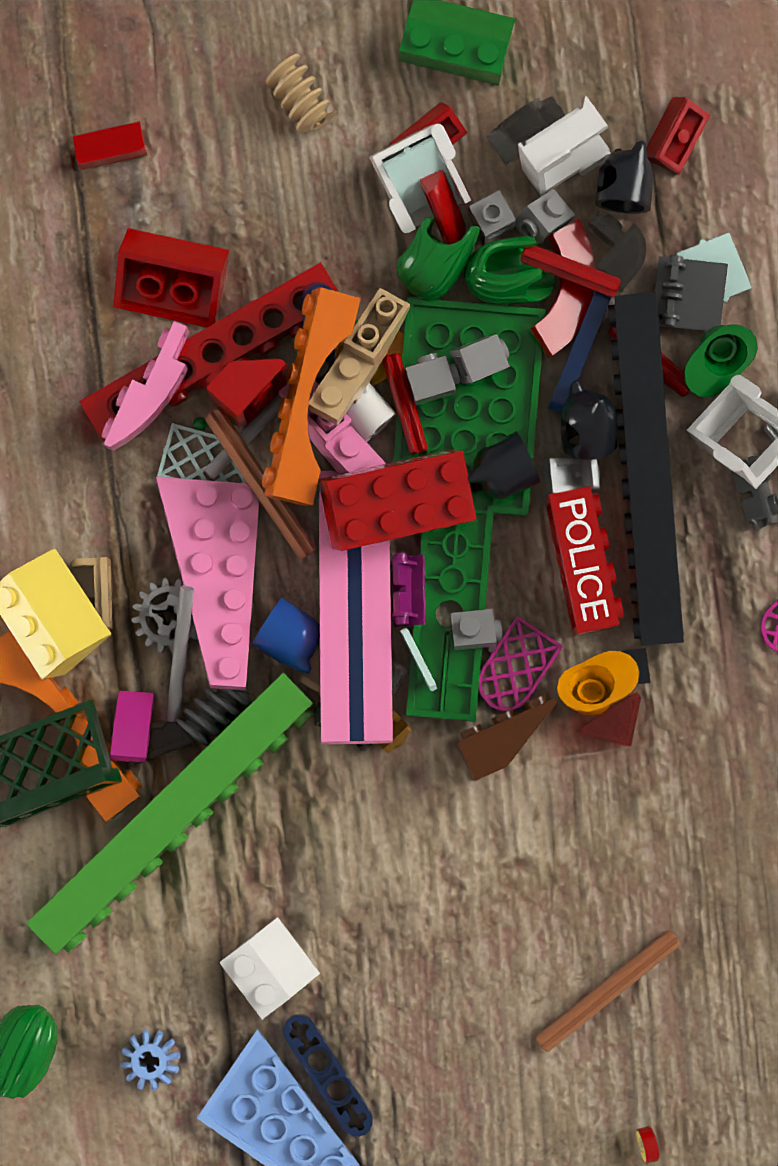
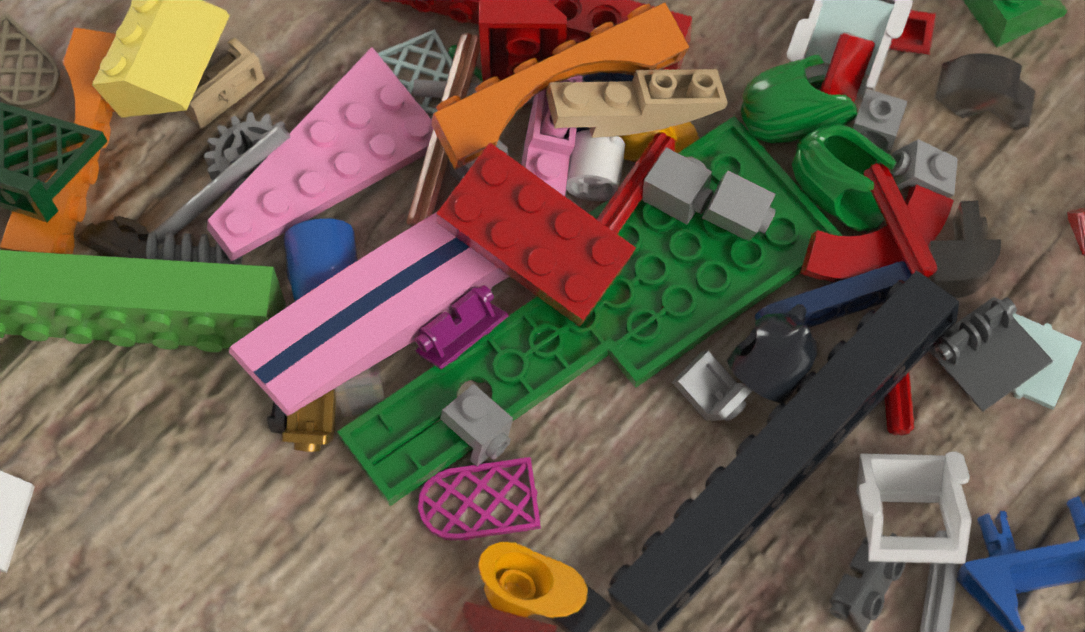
camera: 50 degrees right, 20 degrees down
(132, 726) = (112, 202): dark pink slope -> none
(418, 659) = (398, 384): light aqua piece -> none
(497, 745) = (391, 536): reddish brown slope -> none
(503, 468) = (656, 309): black piece -> none
(565, 148) = (1010, 154): white piece -> none
(582, 561) = (637, 462): red brick -> none
(626, 181) = (1028, 206): black piece -> none
(719, 357) = (958, 421): green piece -> none

